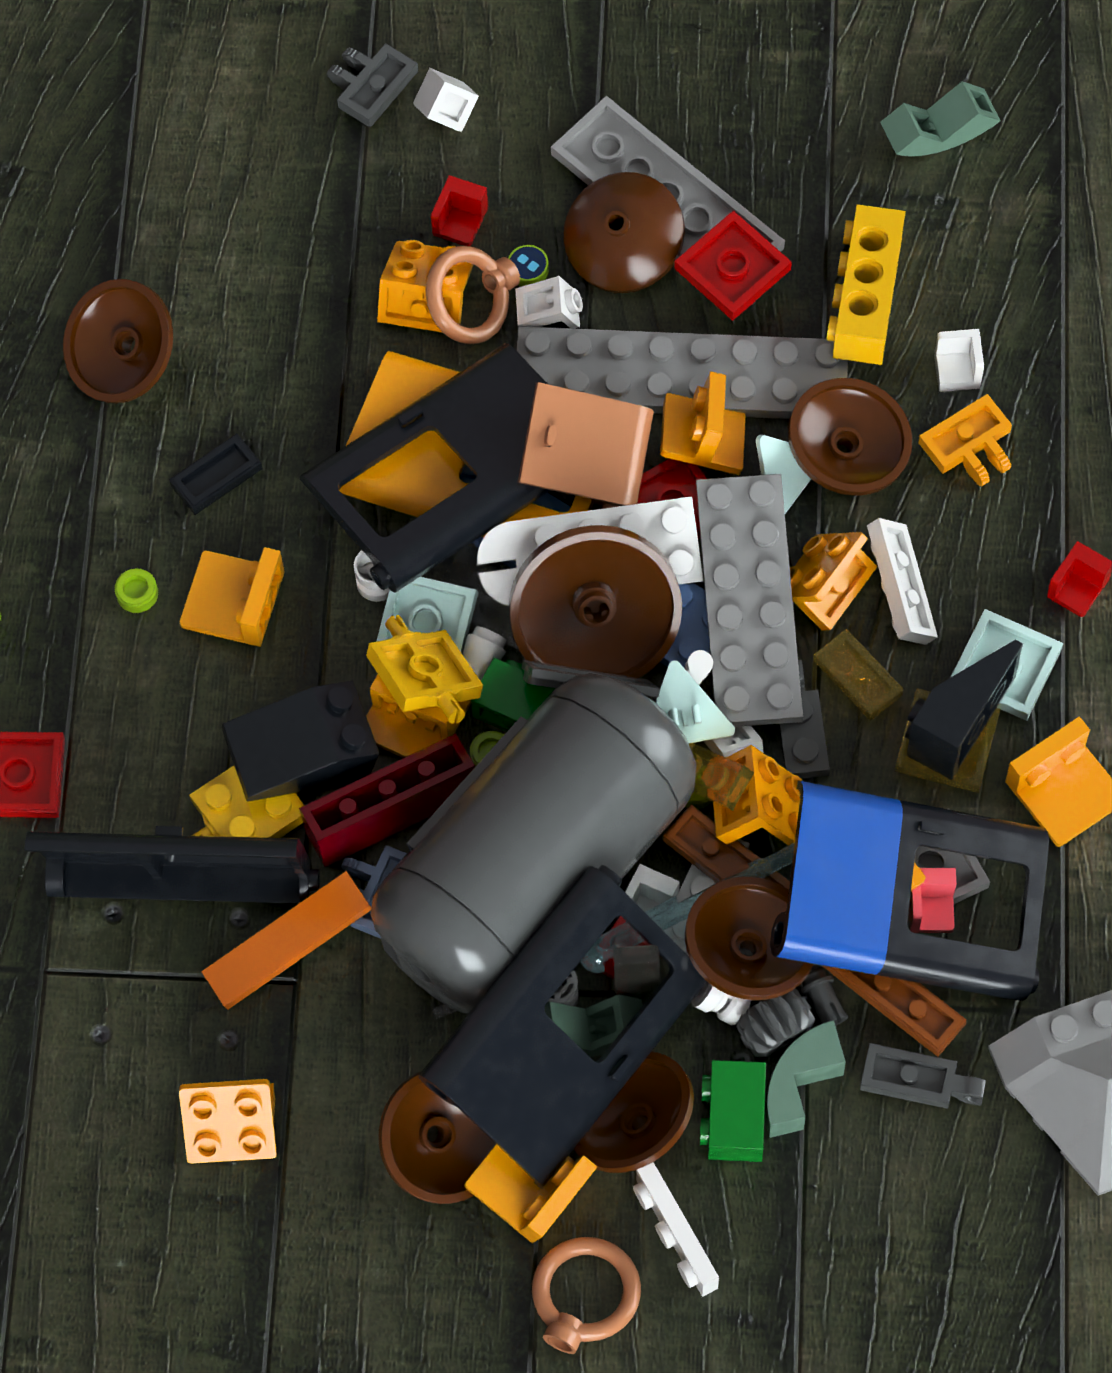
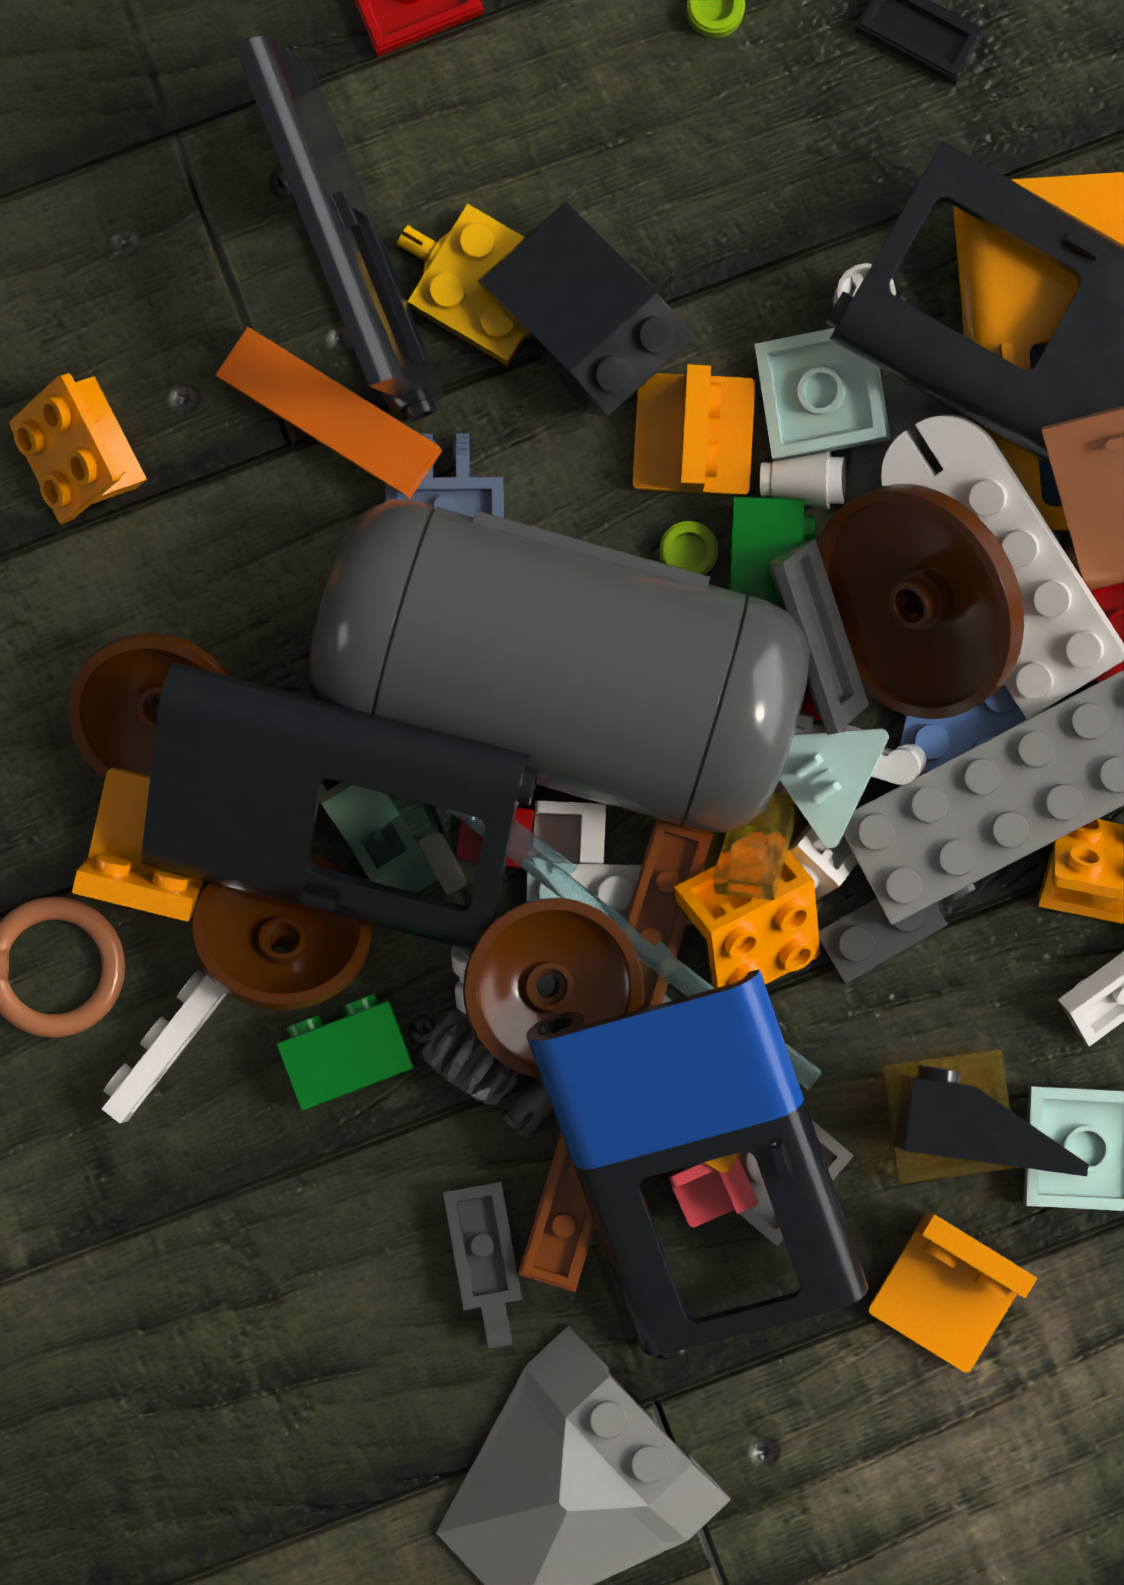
camera: 65 degrees right, 20 degrees up
(233, 596) = (756, 131): light orange bracket -> none
(385, 800) = (559, 455): dark red brick -> none
(424, 670) = (737, 423): yellow plate -> none
(807, 1060) = (450, 1115): sand green brick -> none
(858, 674) = (991, 967): clear yellow plate -> none

